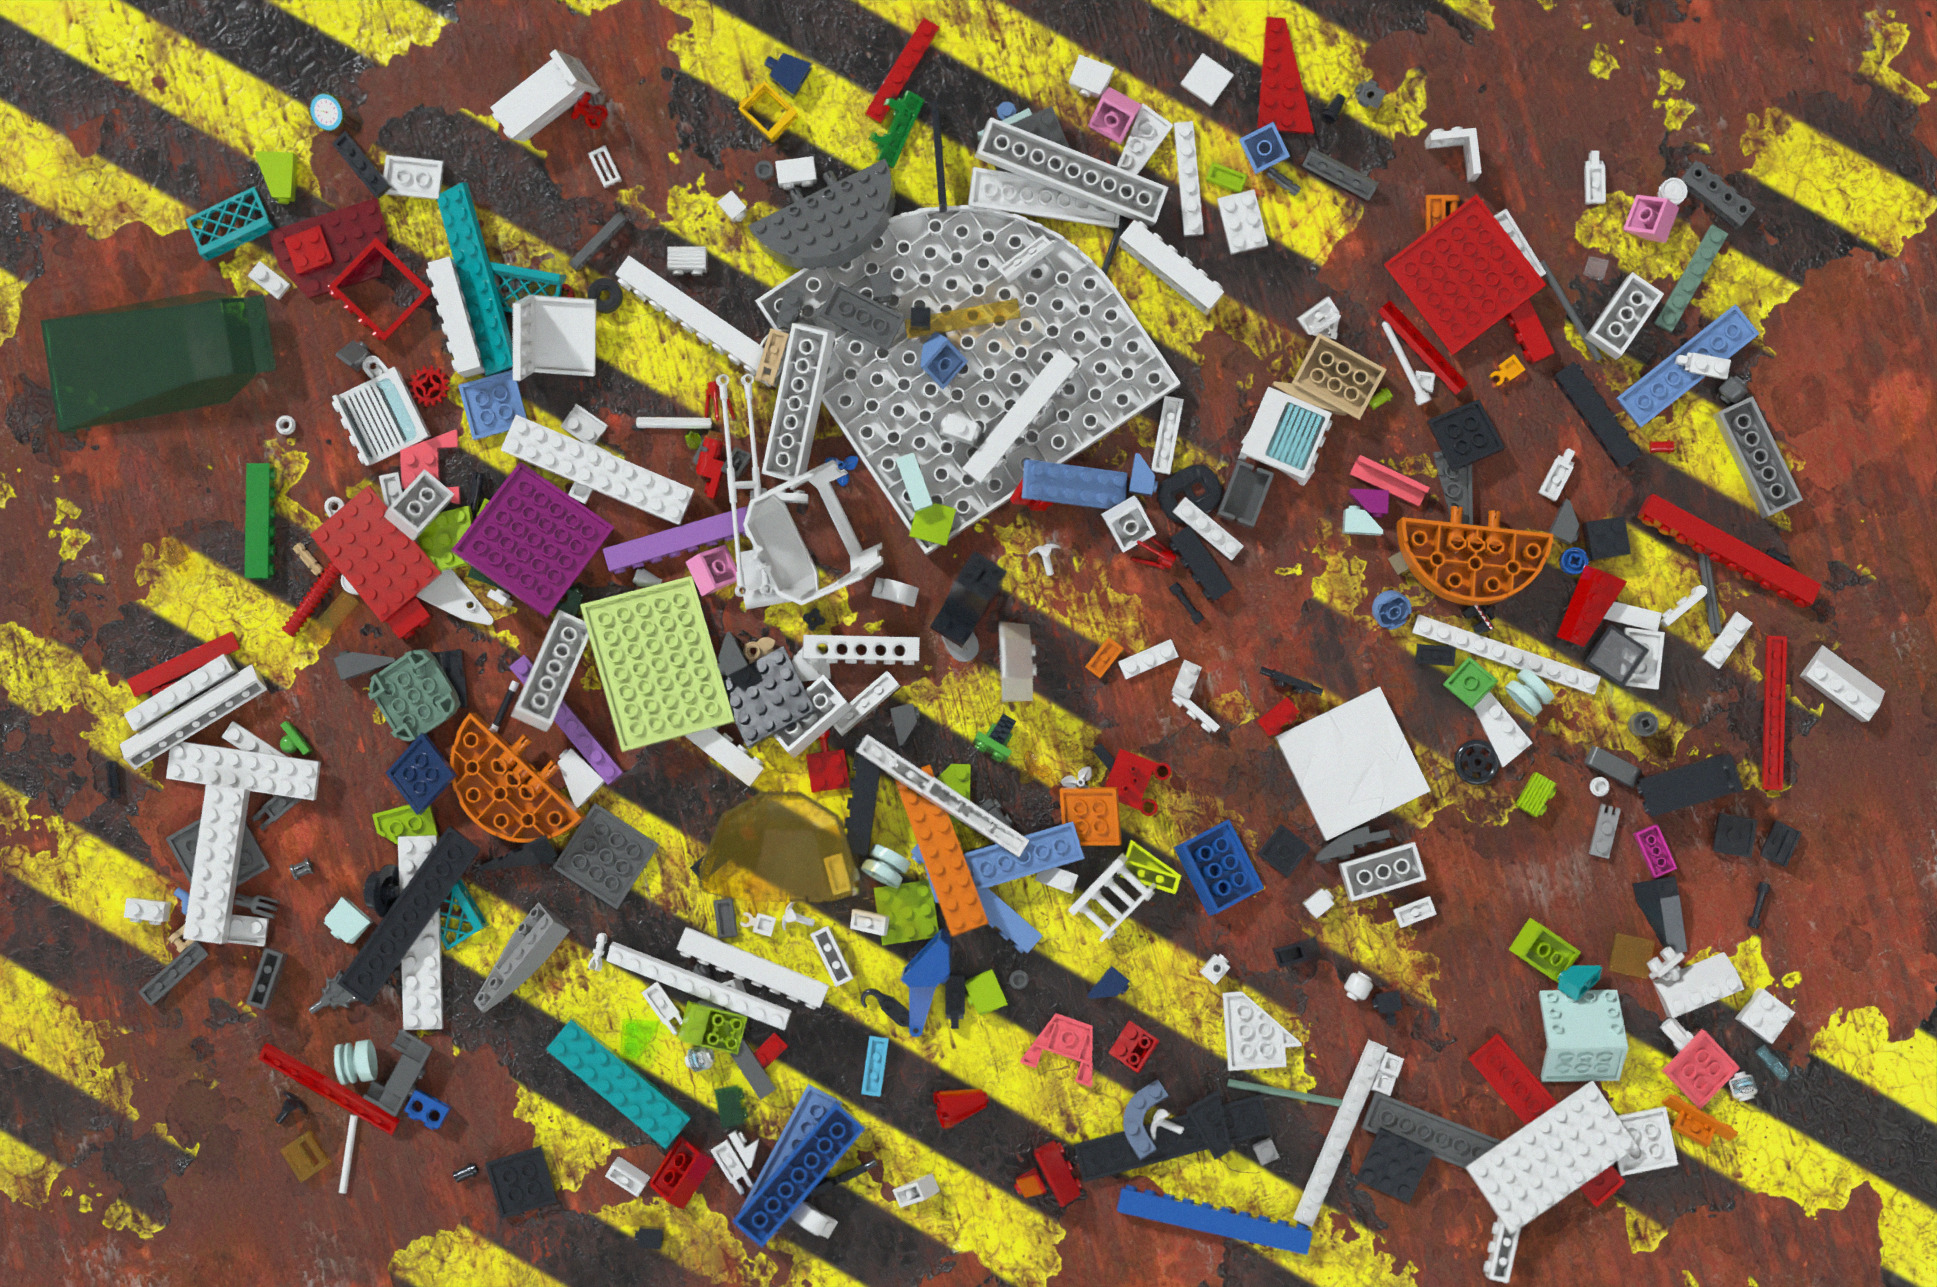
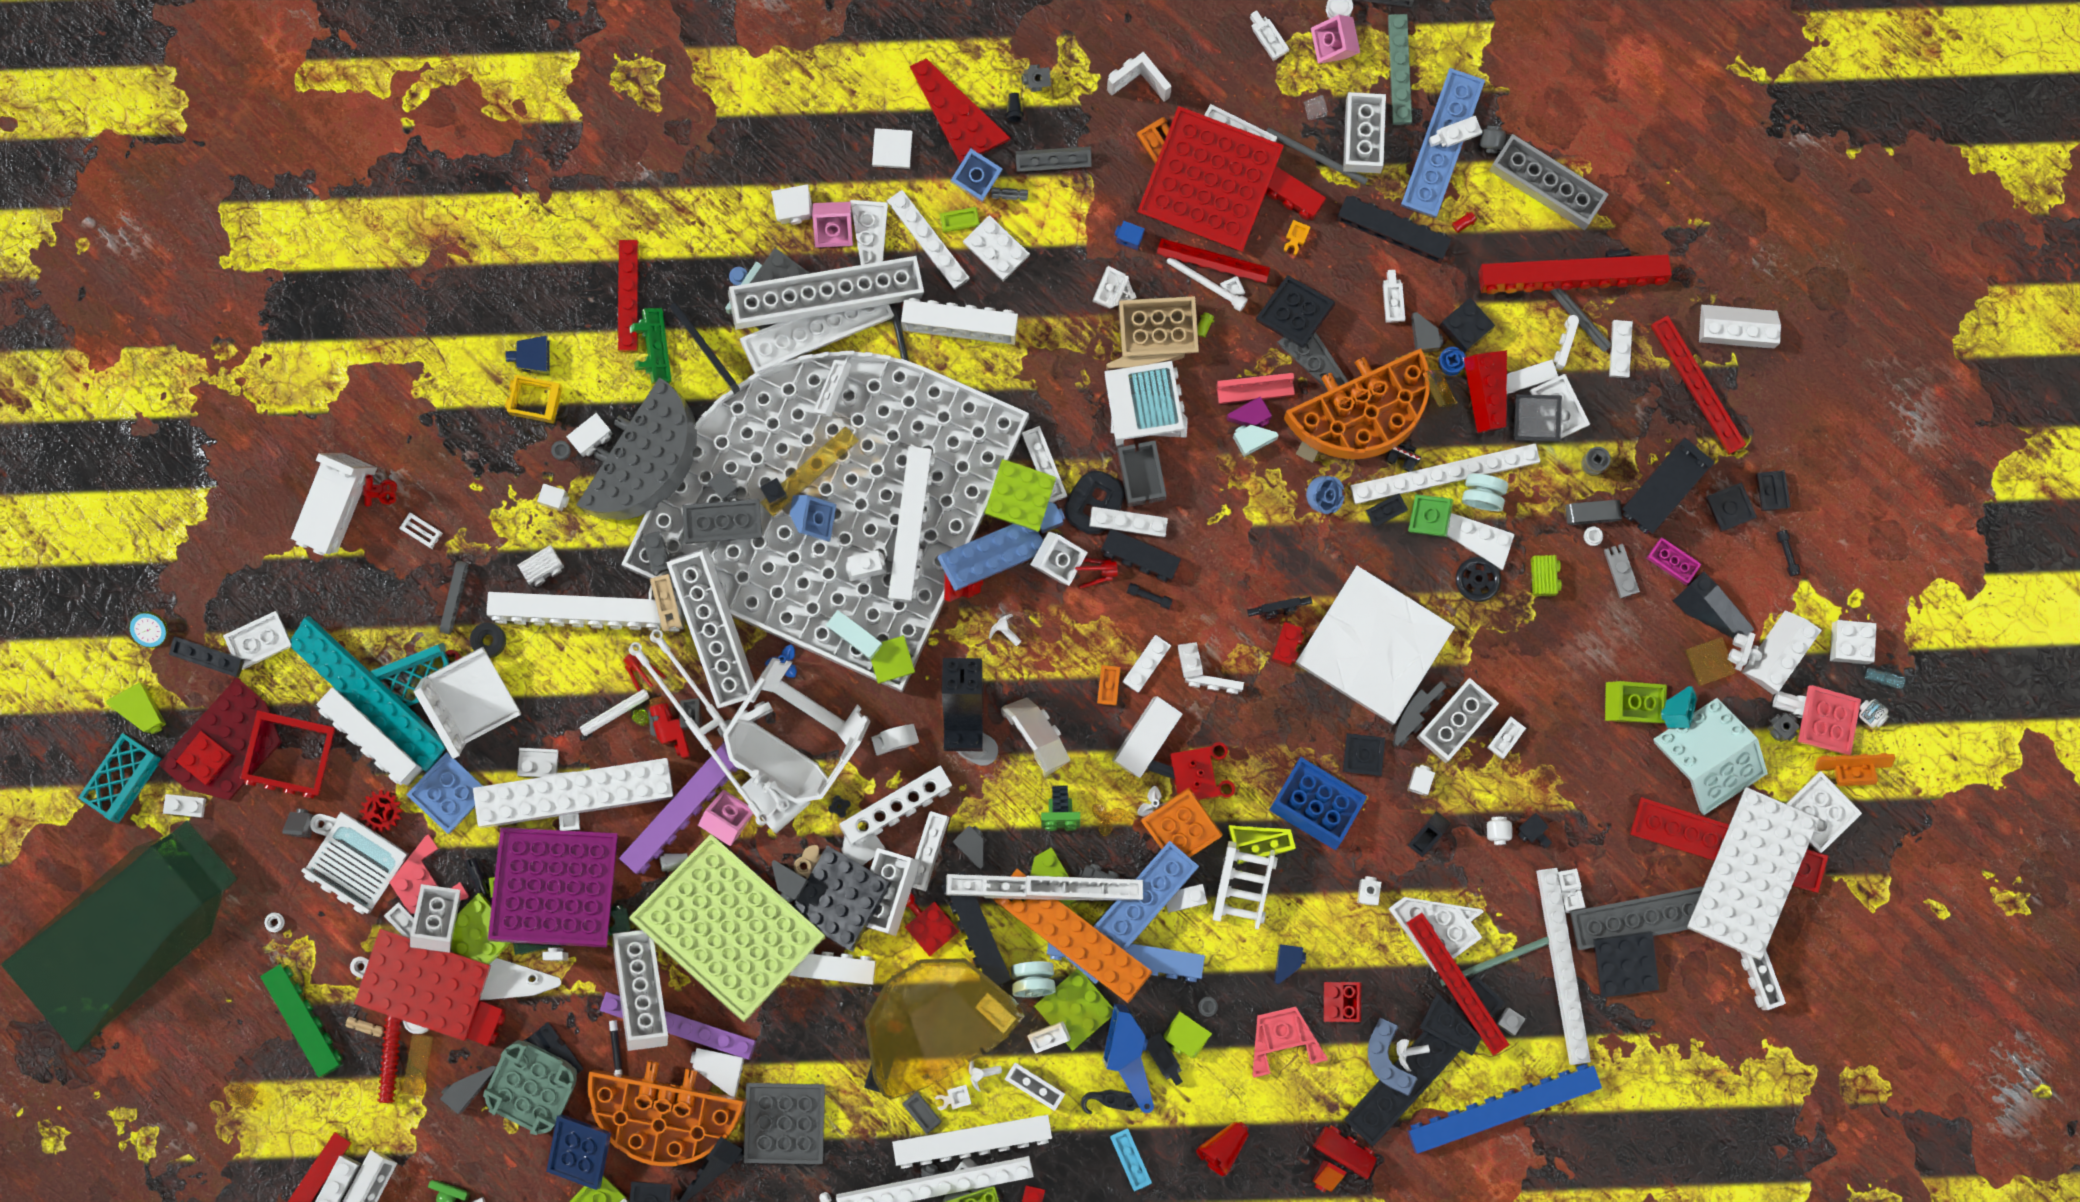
camera: 35 degrees left, 5 degrees down
(1109, 721) = (1147, 737): none -> white brick
(1129, 449) = (1020, 495): none -> lime plate
(1240, 1092) = (1457, 984): none -> red plate
(1364, 280) = (1129, 235): none -> blue brick
(1547, 578) = (1439, 388): none -> clear yellow plate
(1651, 1047) = (1777, 730): none -> dark grey brick

